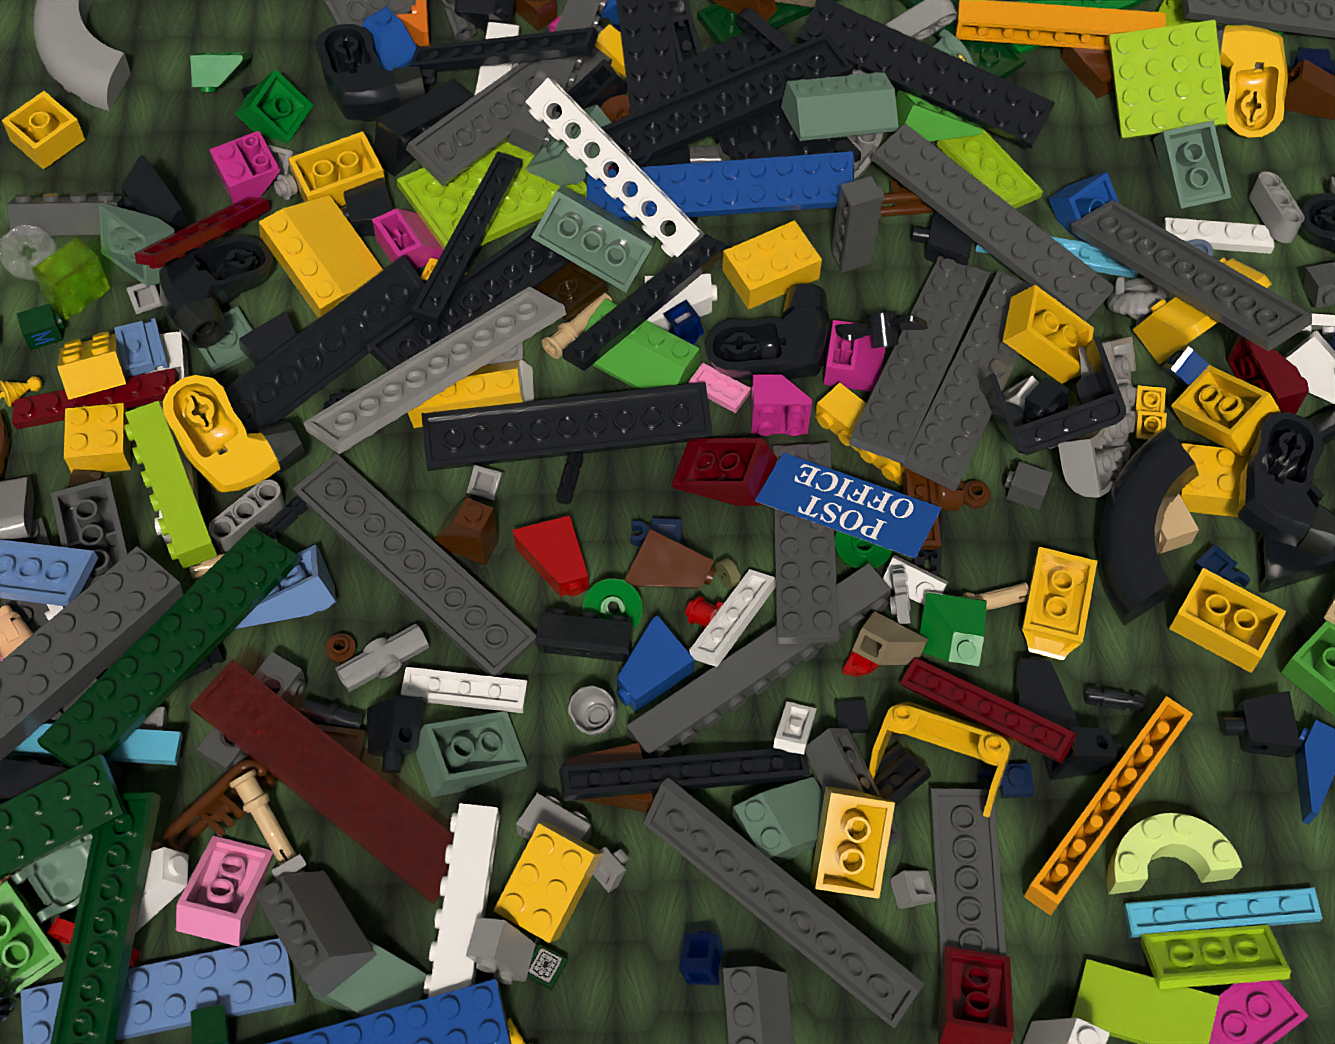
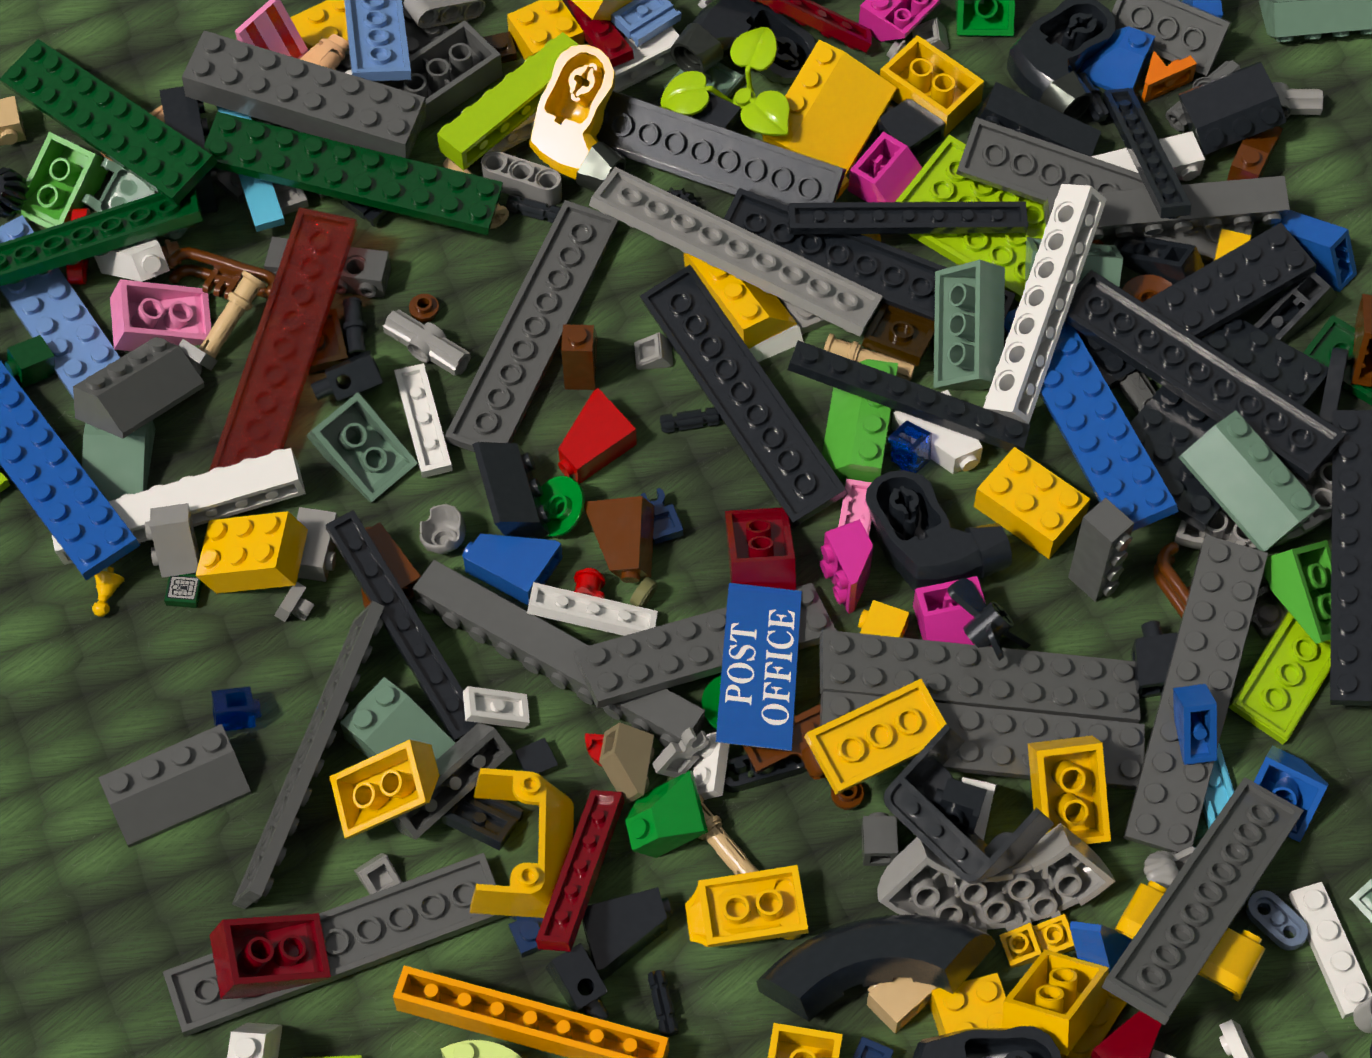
camera: 70 degrees right, 0 degrees up
(236, 274) = (762, 114): none -> lime plant
(299, 594) = (461, 251): medium blue wedge -> none
(965, 435) = (876, 736): none -> yellow plate
(1027, 226) = (1196, 723): none -> blue slope

